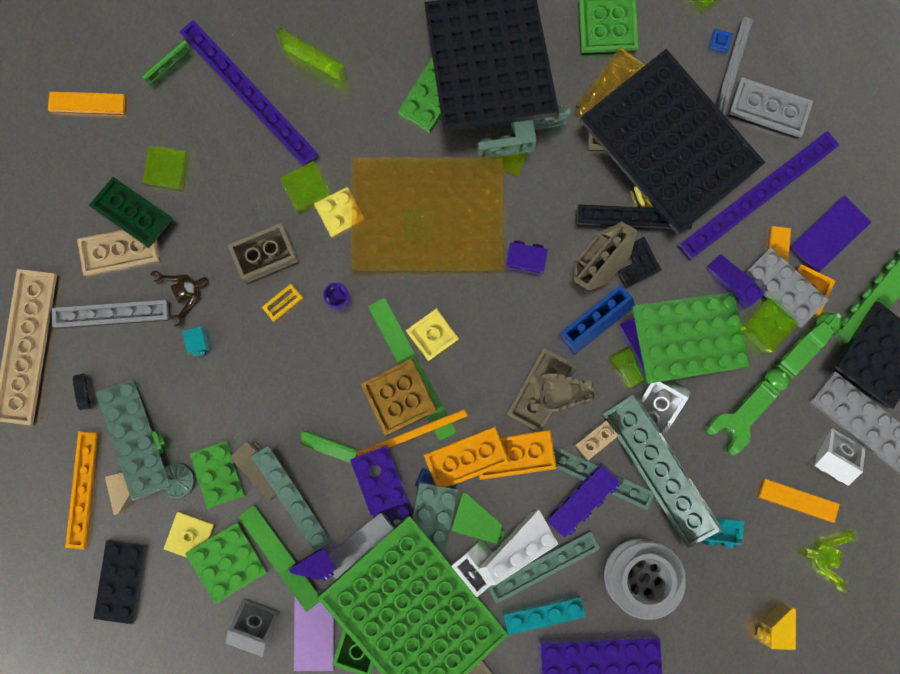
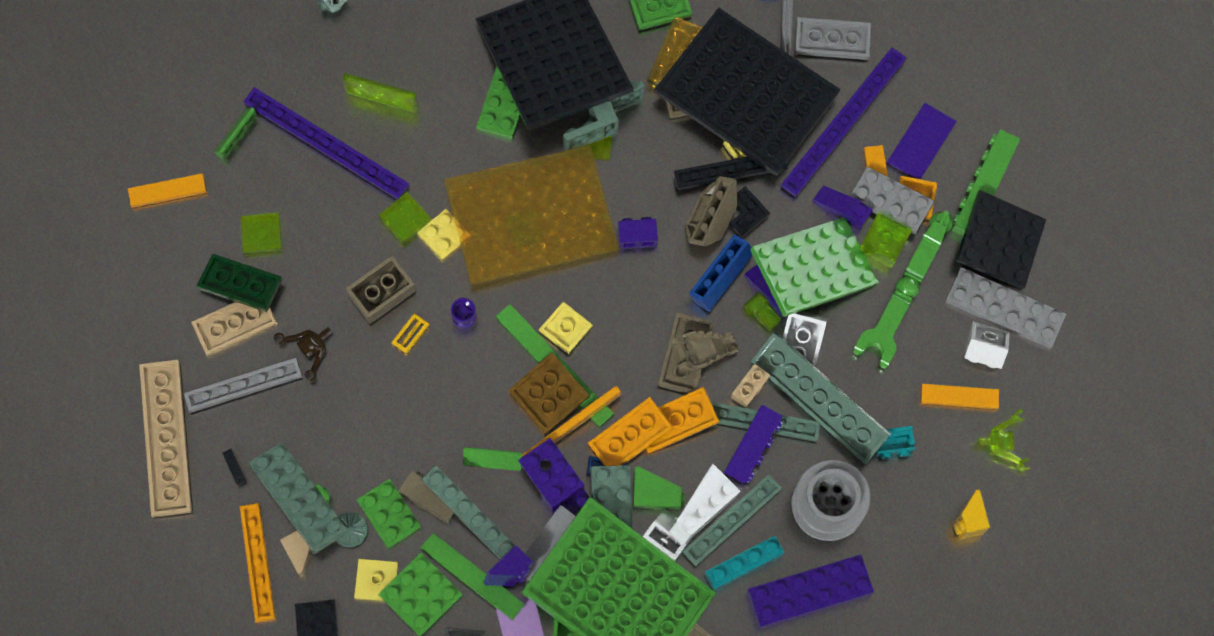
camera: 20 degrees left, 10 degrees down
(196, 341) = (335, 390): teal brick -> none

